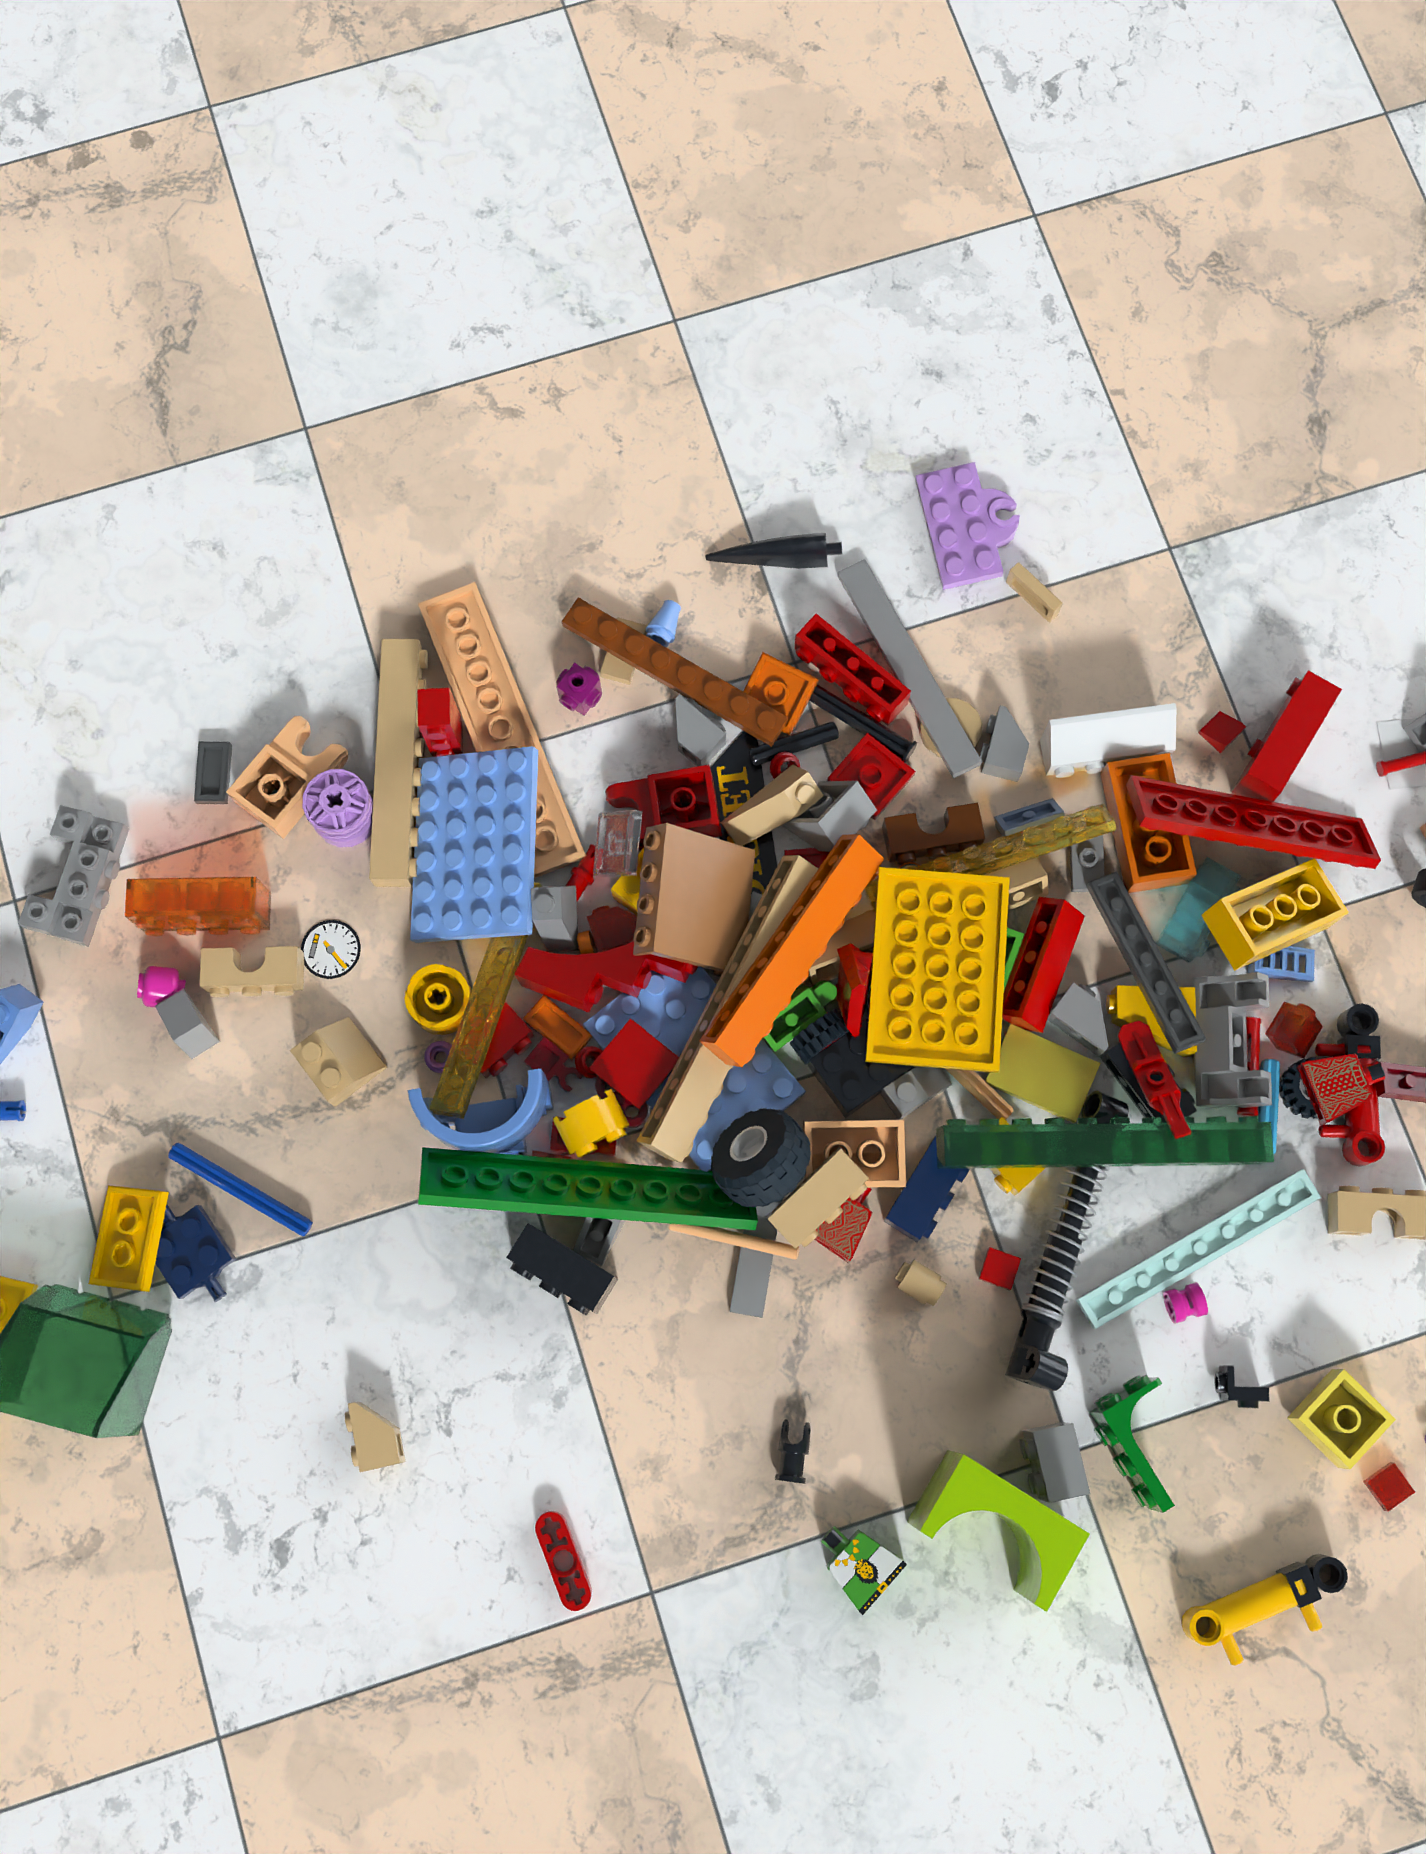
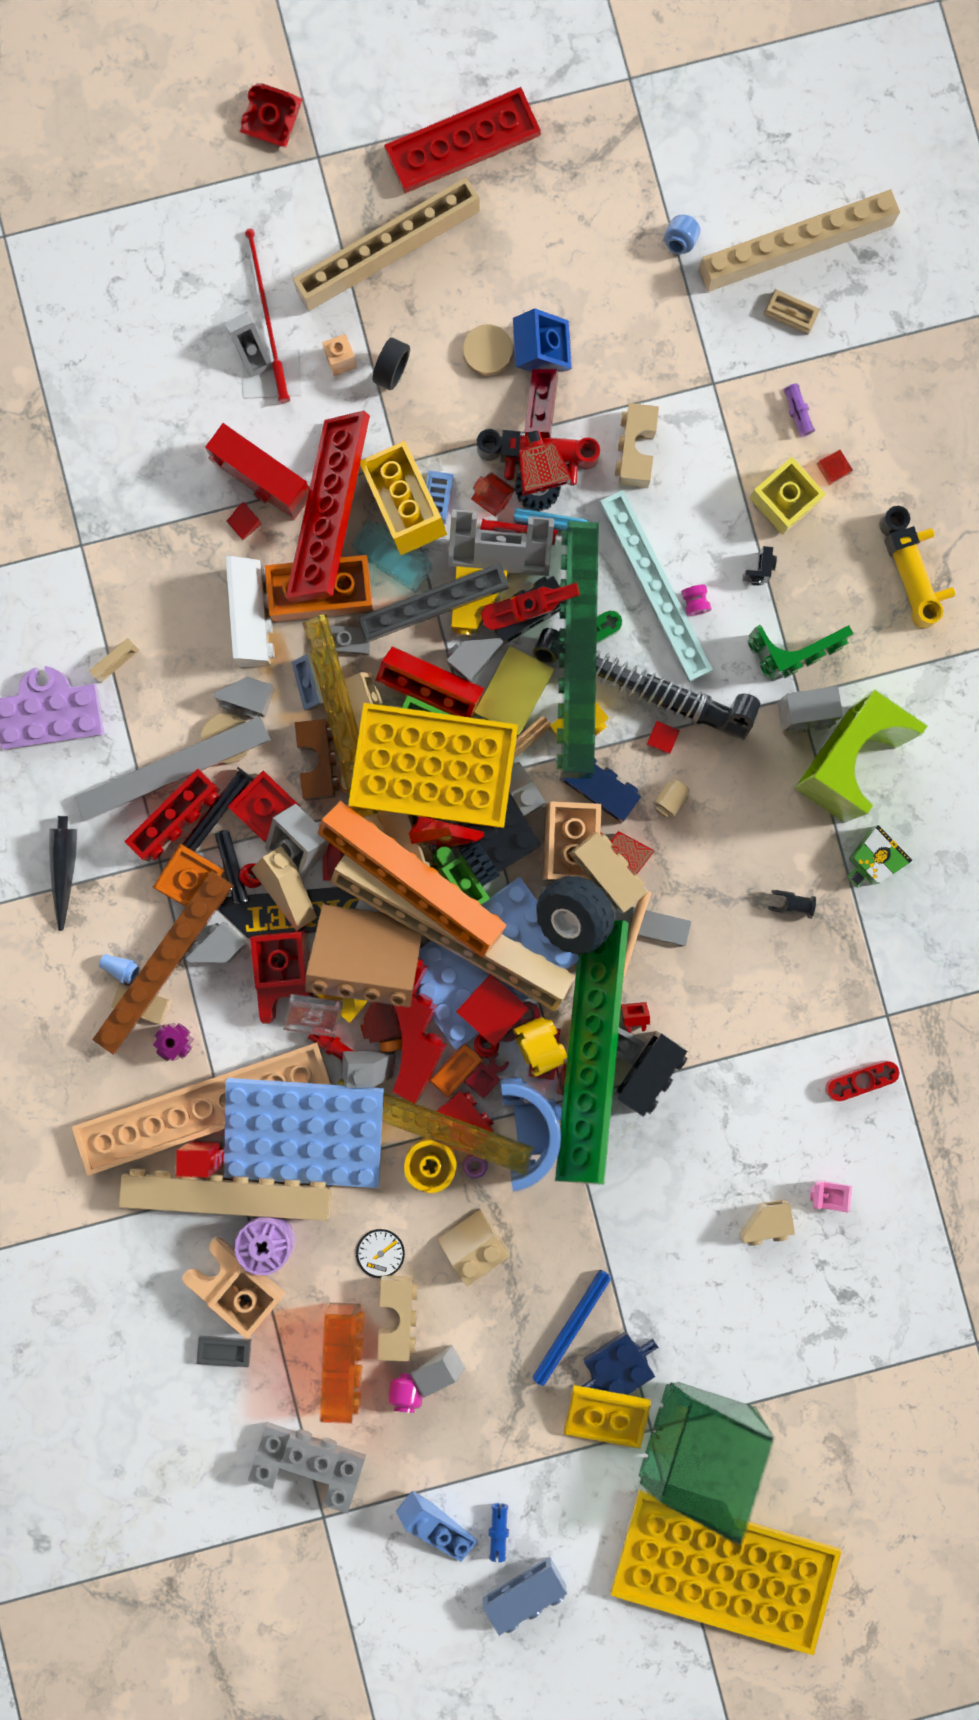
camera: 90 degrees left, 10 degrees up
(410, 1522) = (831, 1196): none -> bright pink bracket
(636, 1249) = (635, 1015): none -> red tile
(1130, 1187) = (607, 632): none -> green beam

